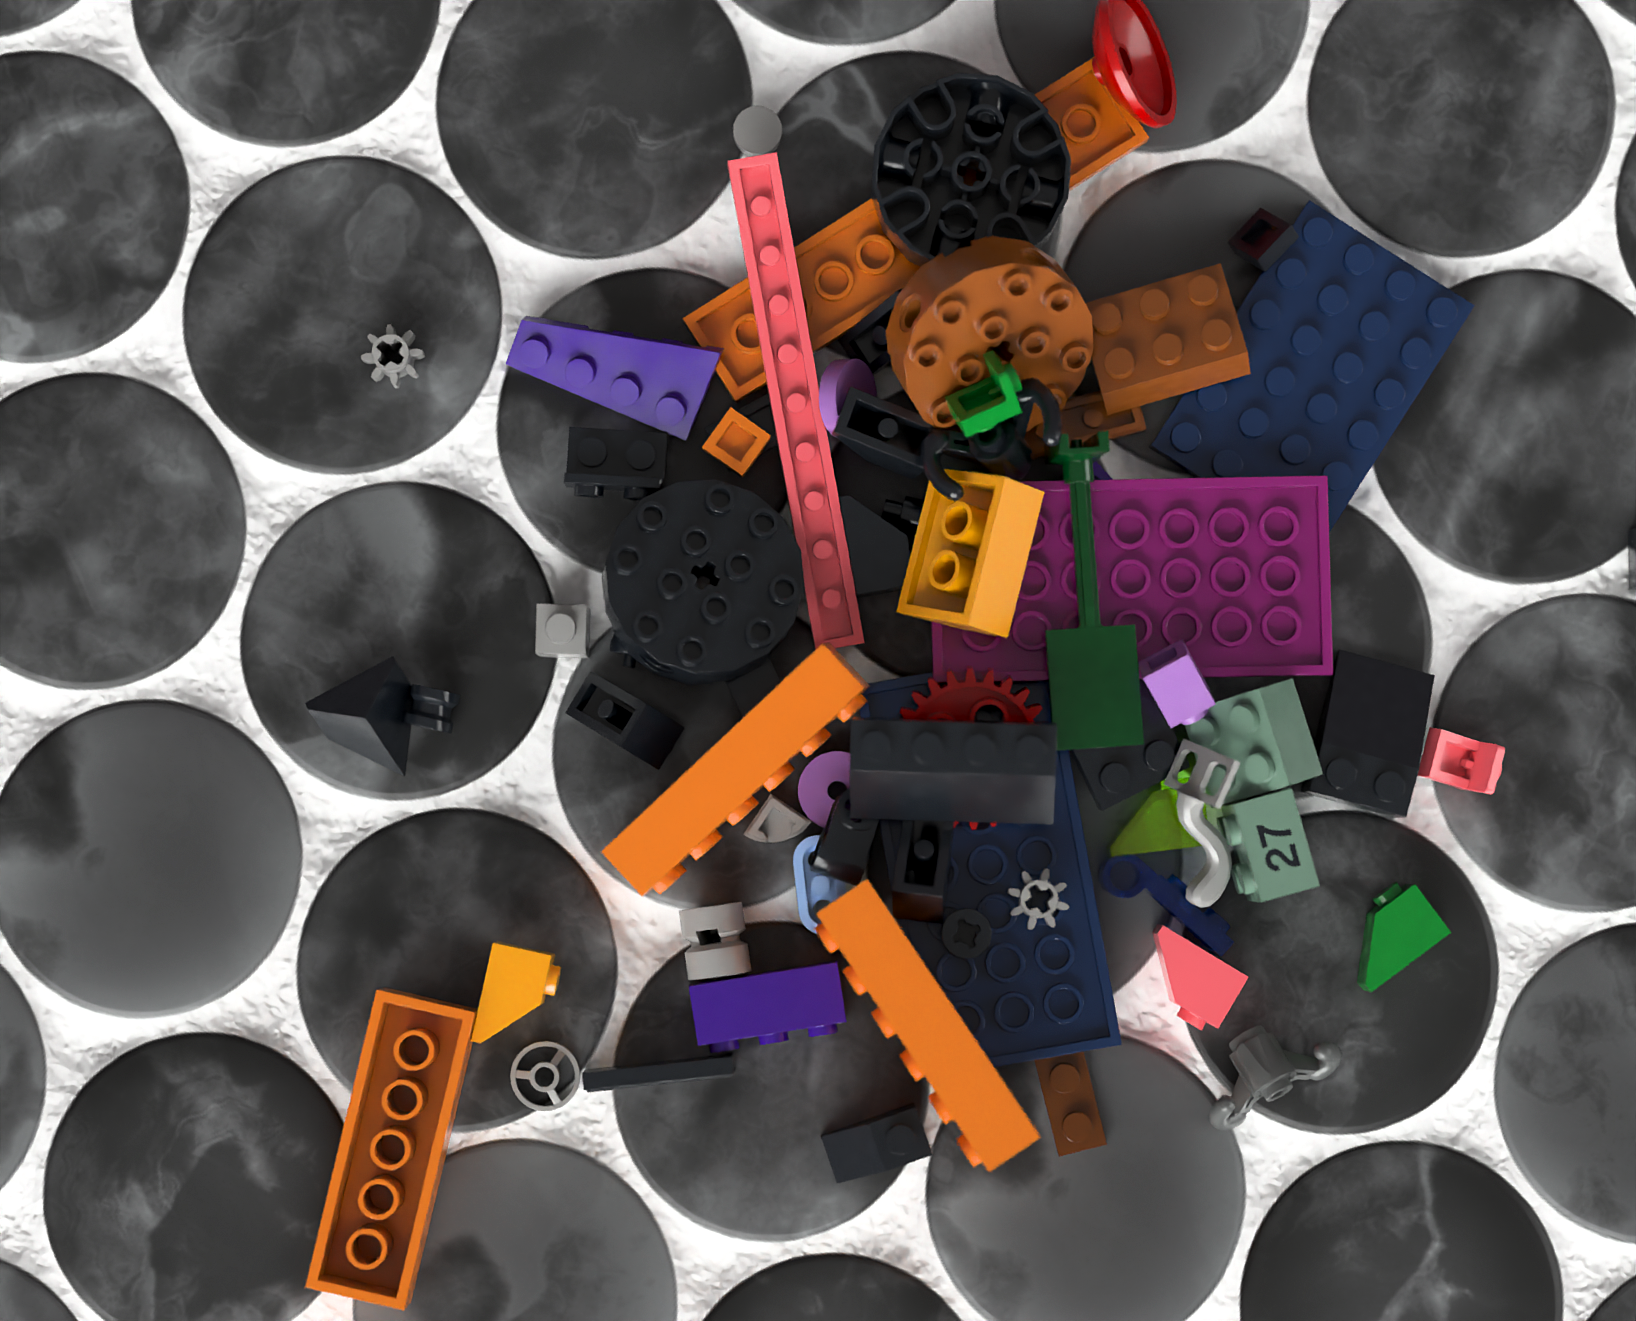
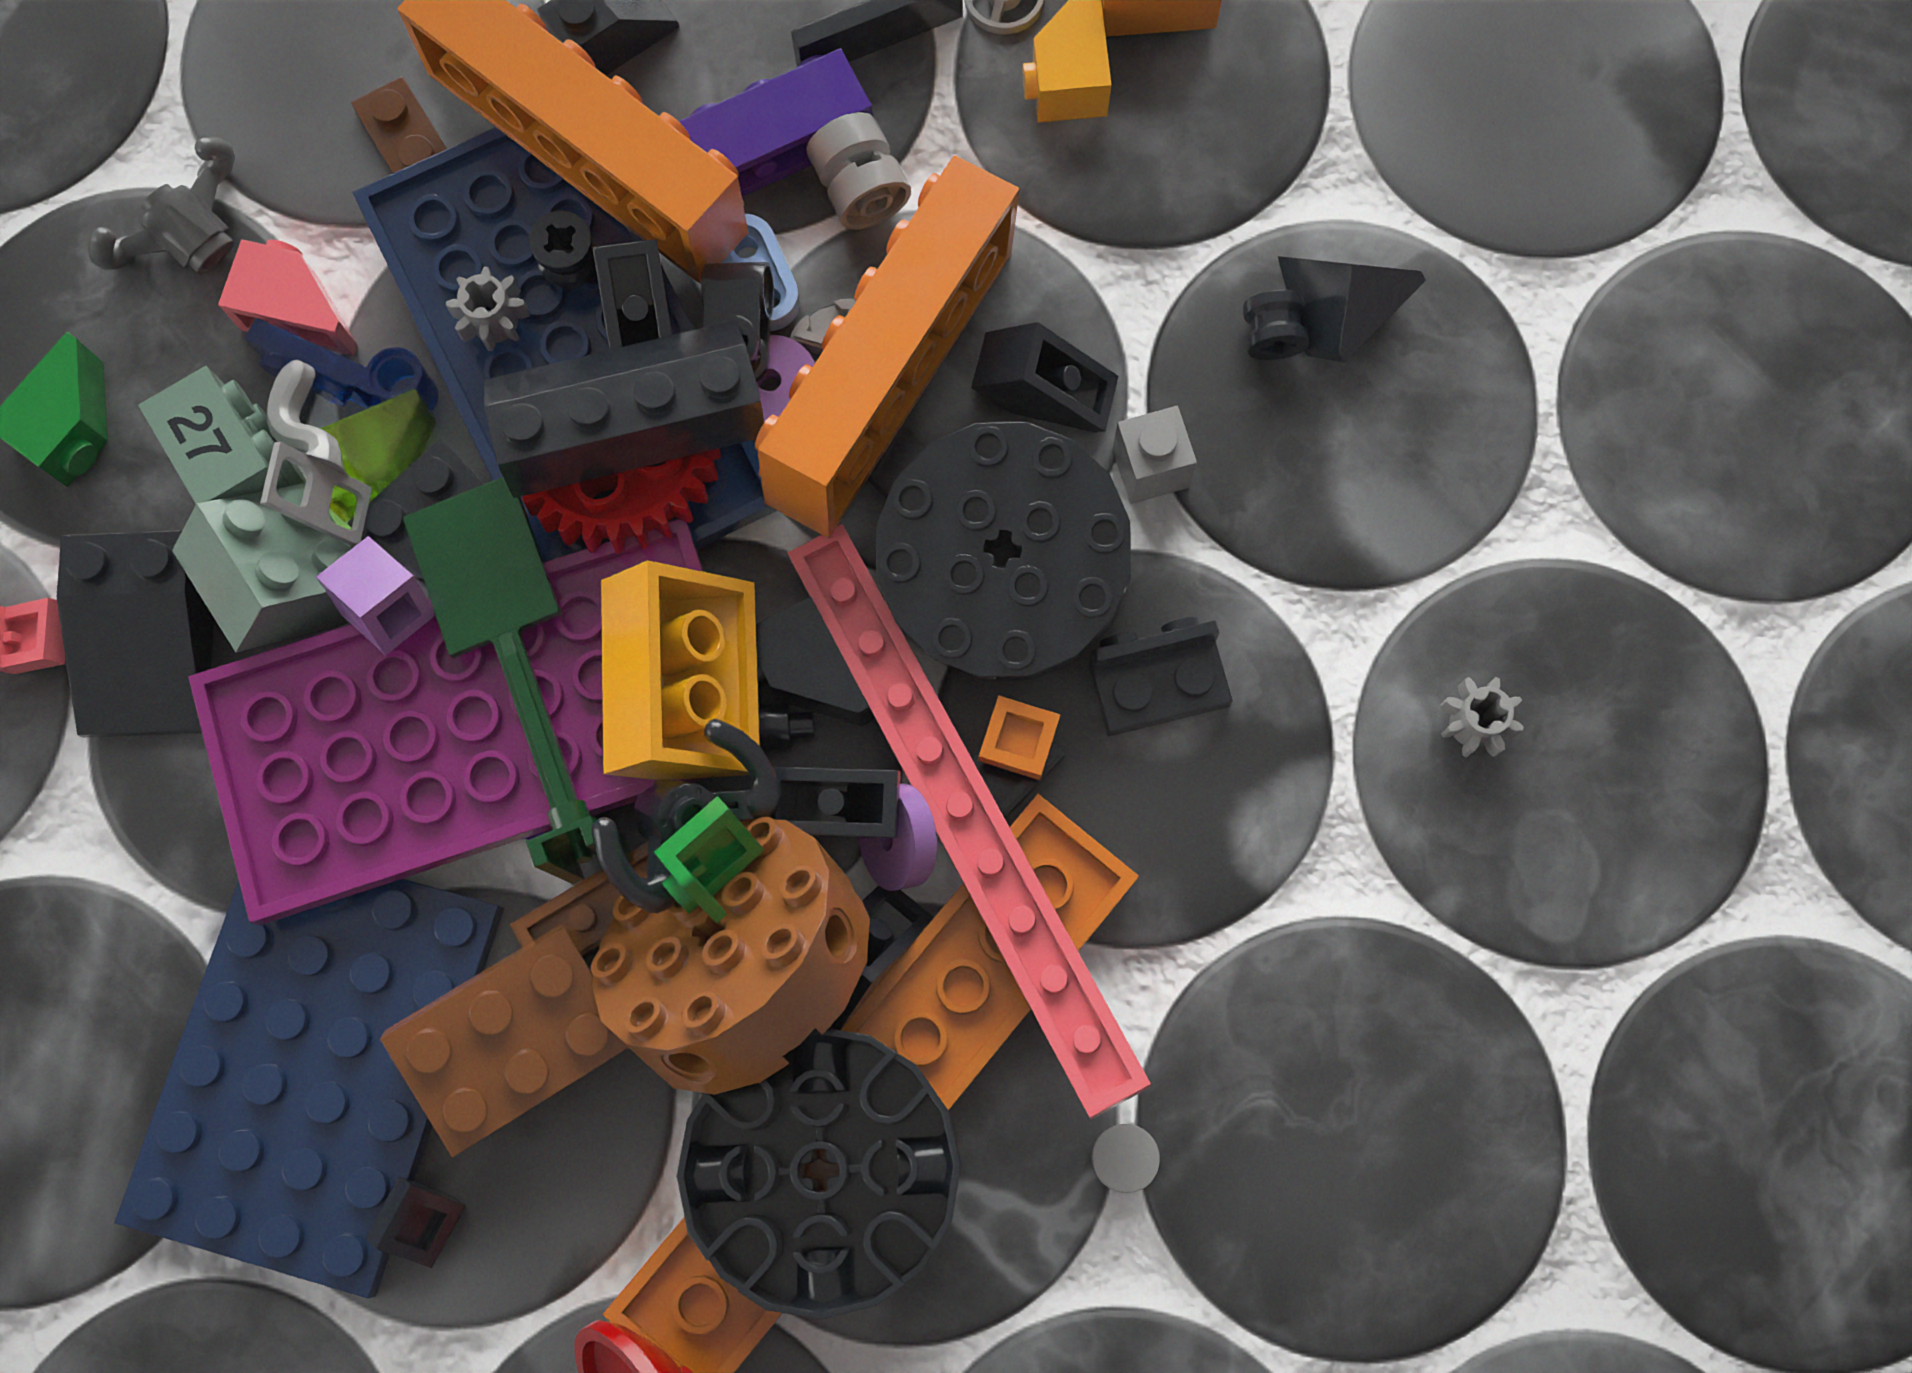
camera: 170 degrees right, 10 degrees down
(630, 374) = (1172, 785): dark purple wing -> none

